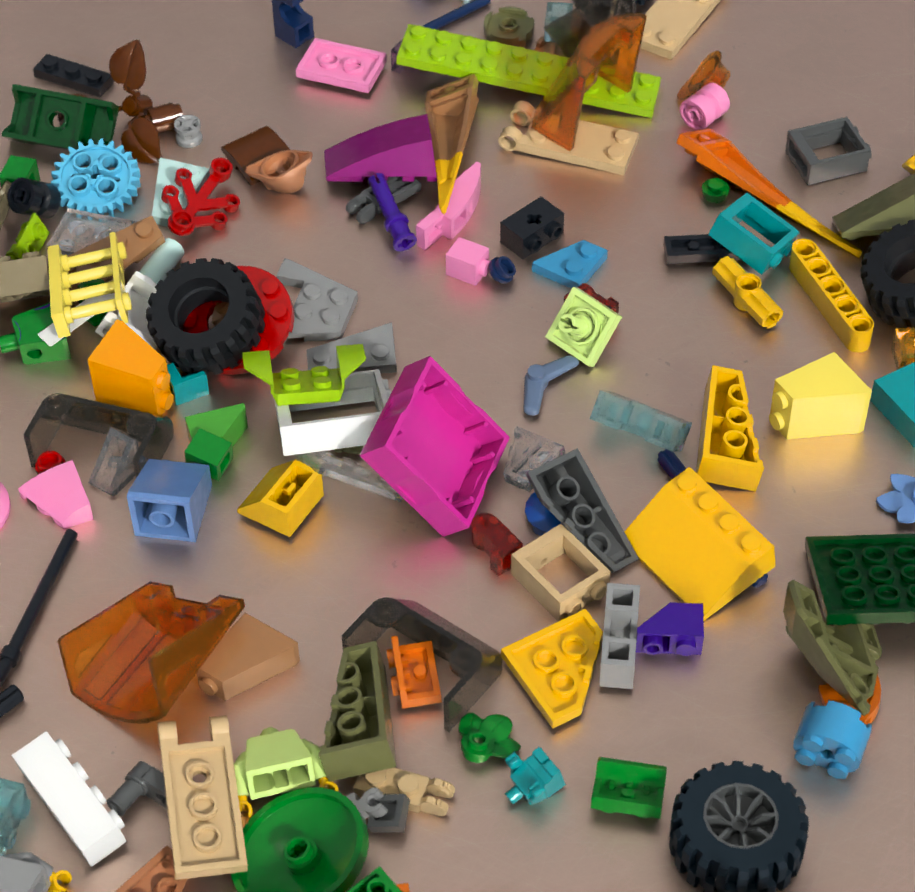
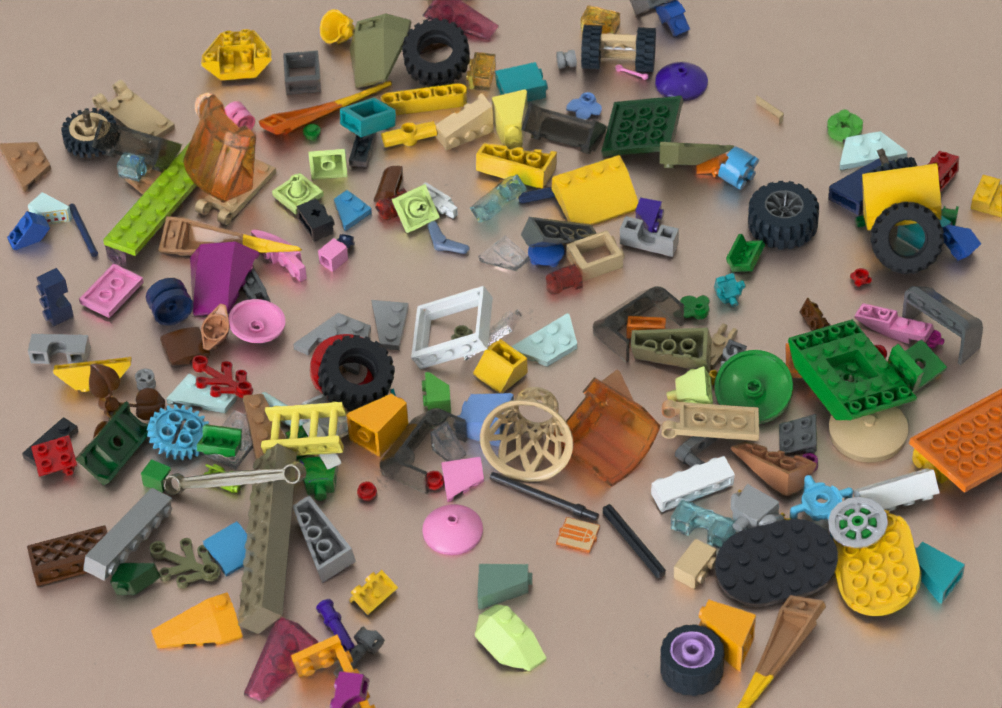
camera: 75 degrees left, 0 degrees up
(21, 394) = (367, 491): none -> red plate
(34, 196) = (190, 463): black wheel -> none
(41, 74) = (54, 456): none -> red hinge
(70, 215) = (220, 440): none -> green bracket
(102, 536) = (556, 423): none -> tan piece
(164, 116) = (127, 390): reddish brown brick -> none
(184, 74) = (78, 374): none -> yellow wedge
(210, 450) = (458, 394): green panel -> none
(227, 43) = (44, 346): none -> light grey arch
(307, 205) = (256, 321): none -> bright pink dish
(307, 386) = (430, 329): lime piece -> none
(319, 112) = (169, 301): none -> dark blue wheel
(360, 553) = (549, 342): none -> light aqua wing
(396, 222) = (286, 282): dark purple pin -> none
(435, 446) = (503, 279): dark pink tile -> none
(497, 27) = (111, 206): olive plate -> none
(557, 665) = (657, 269): yellow plate -> none
(583, 199) = (296, 192): none -> yellowish green plate
(620, 352) = (442, 202): none -> white hinge
(636, 295) = (389, 183): none -> reddish brown brick
(647, 214) = (328, 164): none -> yellowish green slope
(783, 345) = (466, 125): none -> tan wedge
(830, 76) = (236, 55): none -> yellow wedge
(845, 471) = (563, 128): none -> clear smoke windscreen

